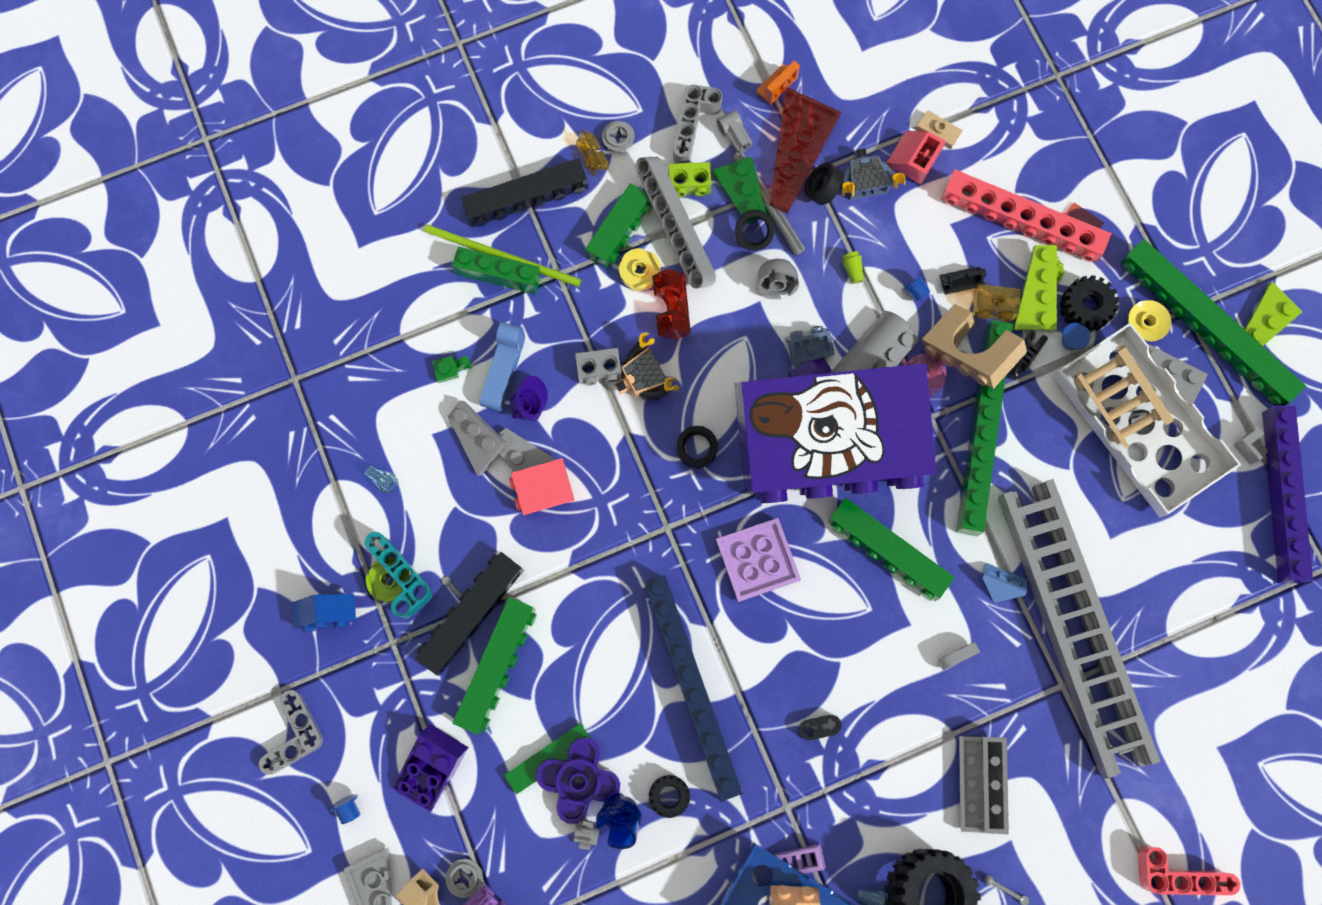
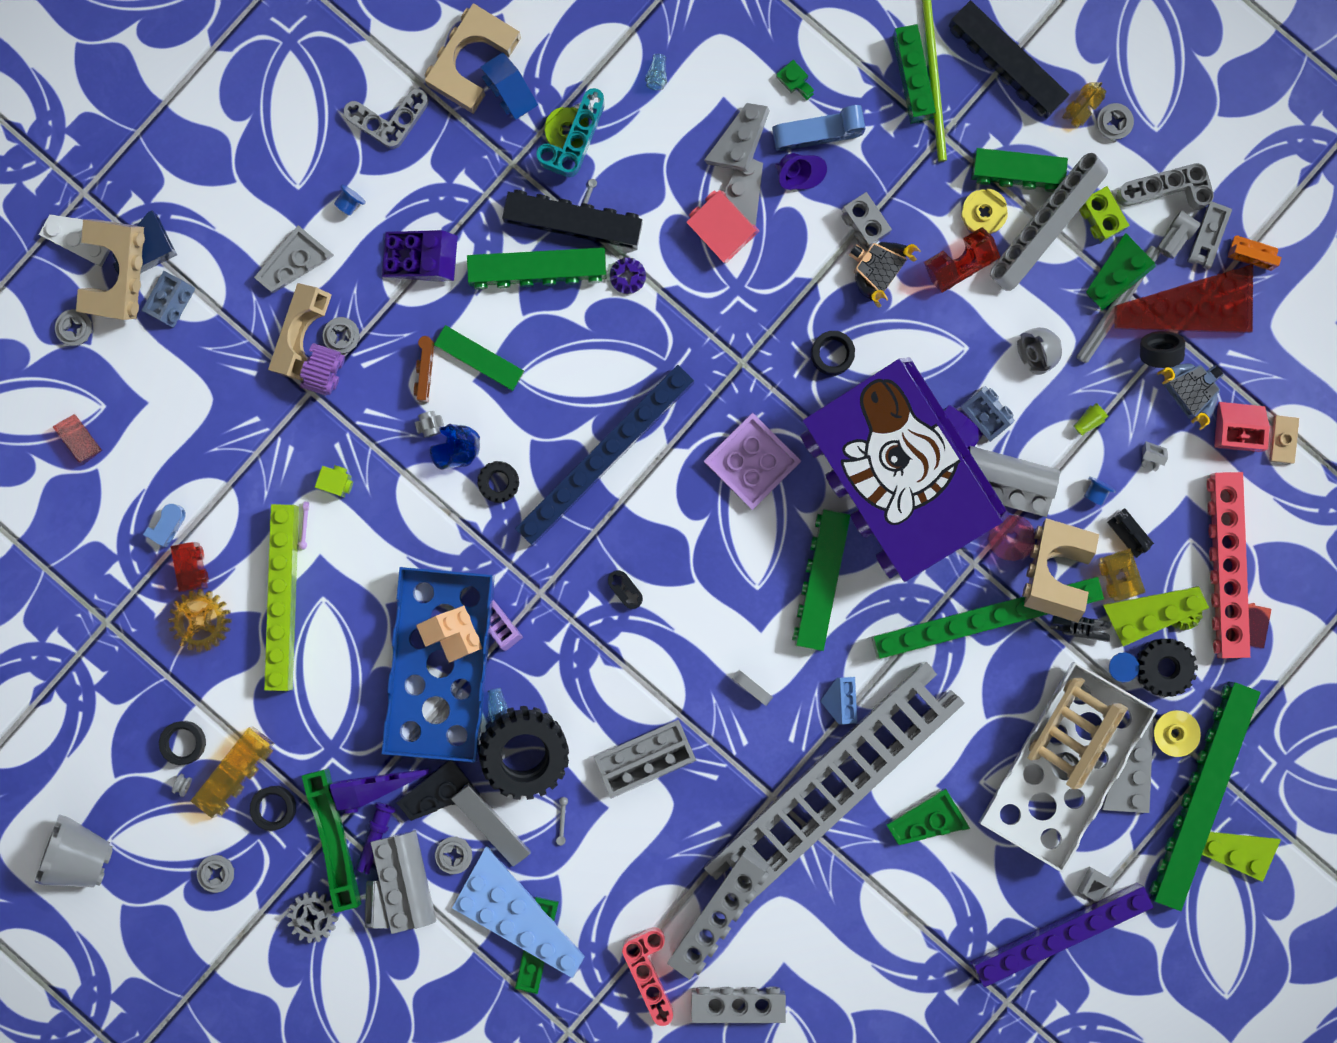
camera: 65 degrees right, 10 degrees up
(256, 615) = (476, 26): none -> tan arch
(533, 814) = (424, 368): none -> dark orange plate
(547, 598) = (637, 281): none -> dark purple gear
(574, 797) = (456, 398): dark purple plant -> none
(747, 108) = (1210, 234): none -> light grey plate
(758, 245) = (1096, 309): black tyre -> none
(906, 230) = (1154, 453): none -> light grey tile
(1139, 559) = (928, 819): none -> green wing
(1189, 833) = (683, 958): none -> light grey brick
(1255, 803) = (773, 1013): none -> light grey brick

